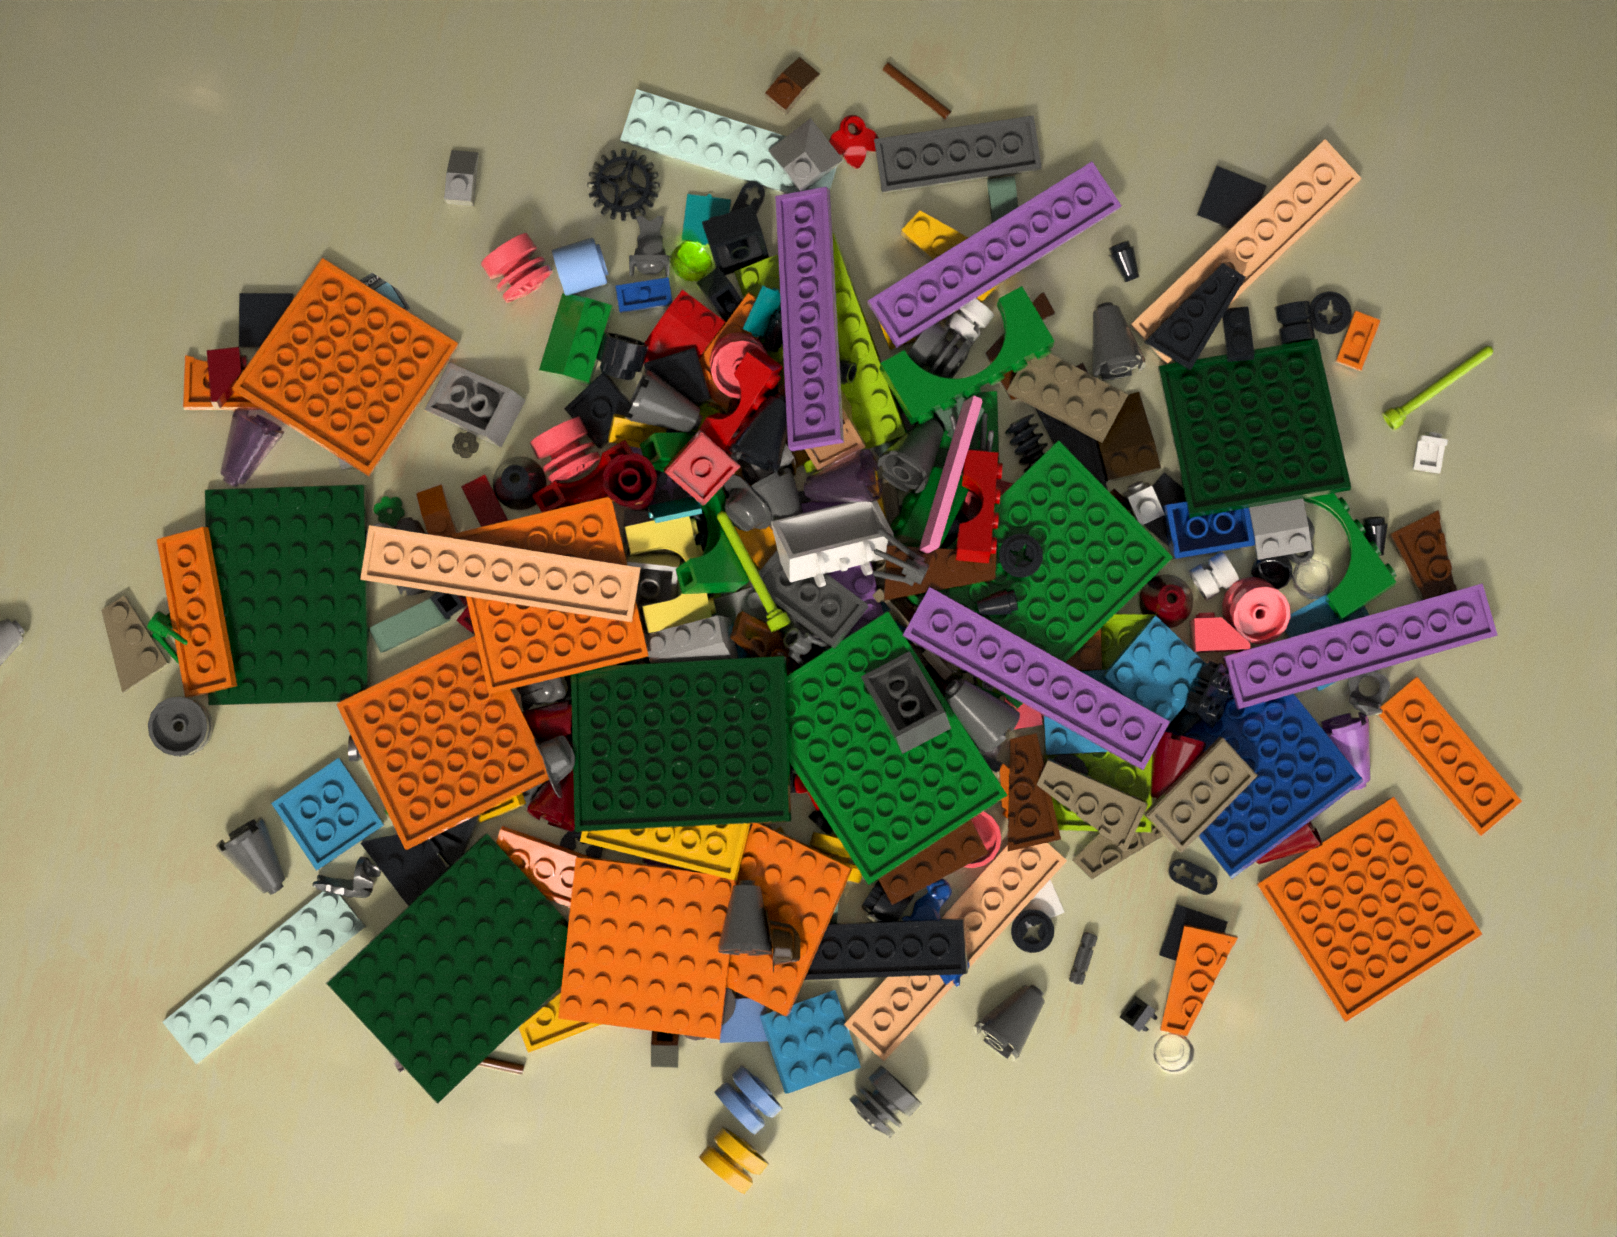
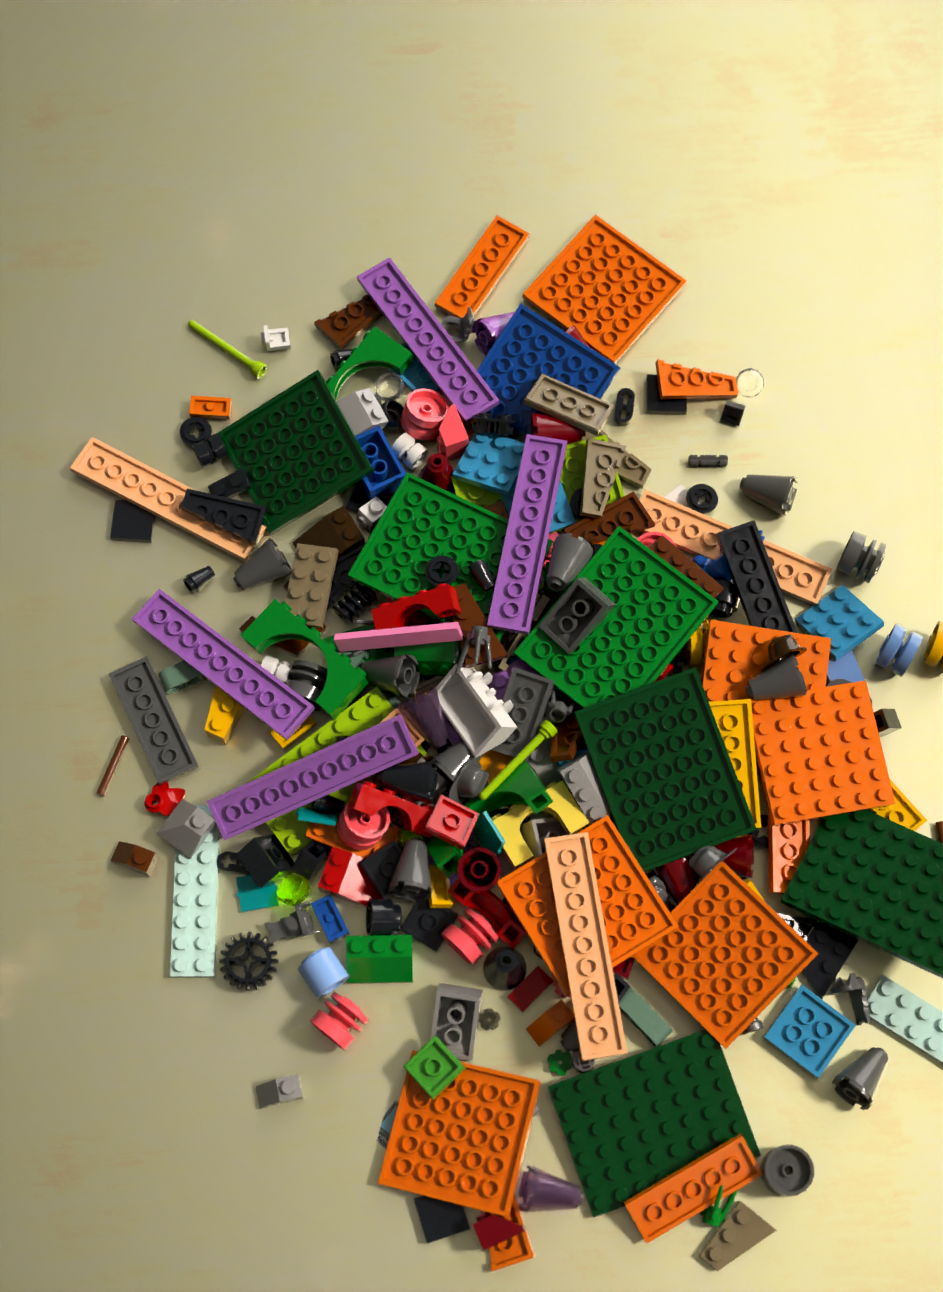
camera: 115 degrees left, 15 degrees down
(427, 360) = (434, 1067): none -> bright green plate

